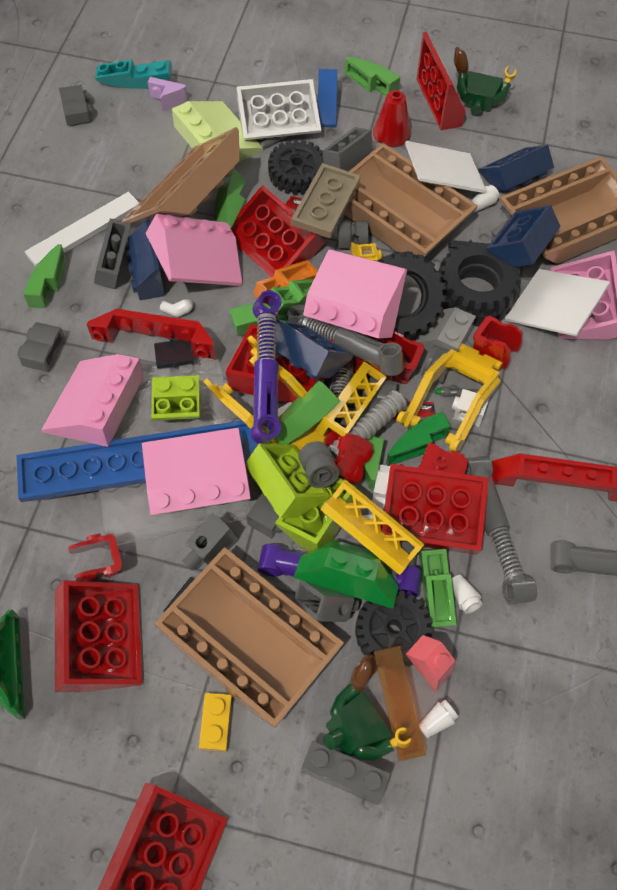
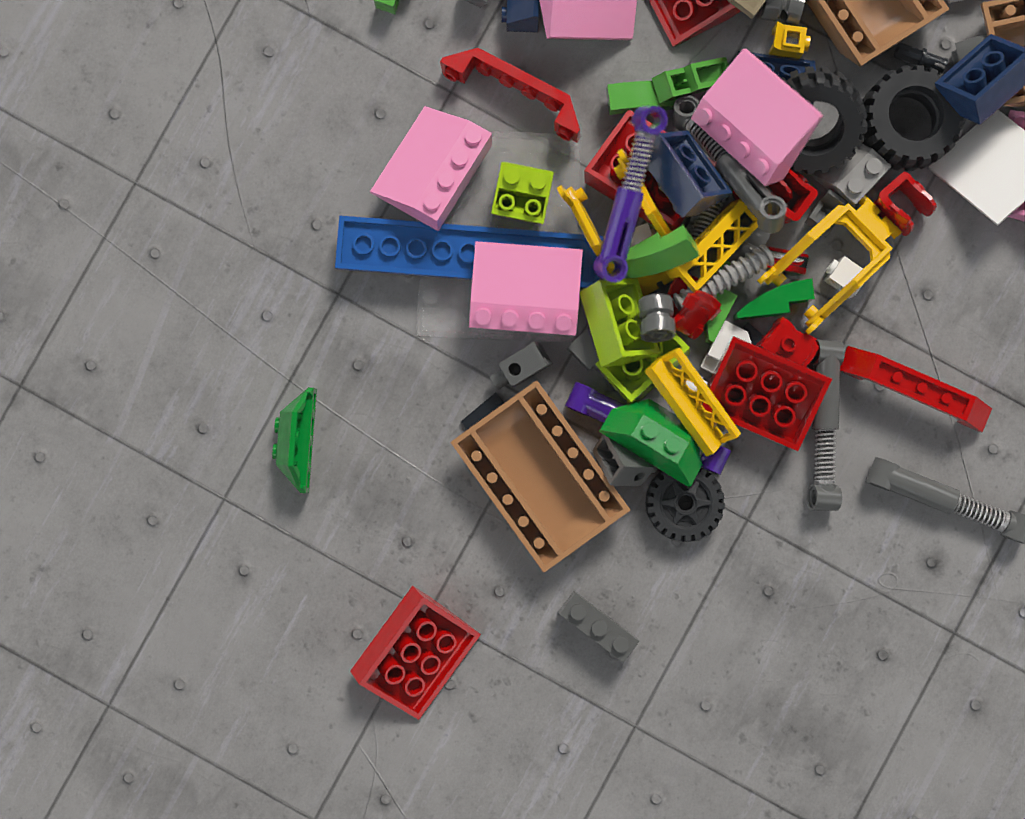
camera: 15 degrees right, 25 degrees up
(41, 346) = (383, 73): dark grey brick -> none
(92, 542) = (406, 336): red piece -> none
(97, 636) = (391, 432): red slope -> none
(173, 353) = (530, 121): black piece -> none
(177, 309) = (550, 58): white arm -> none
(215, 722) = (488, 545): yellow plate -> none
(283, 276) = (685, 51): orange slope -> none
(355, 721) = (621, 584): dark green torso -> none
(399, 701) = (667, 577): clear orange plate -> none
(432, 661) = (710, 546): coral slope -> none
(437, 587) = (742, 471): bright green slope -> none
(438, 719) = (700, 600): white cone -> none
(446, 392) = (827, 247): dark grey piece -> none
(466, 596) = (768, 486): white cone -> none

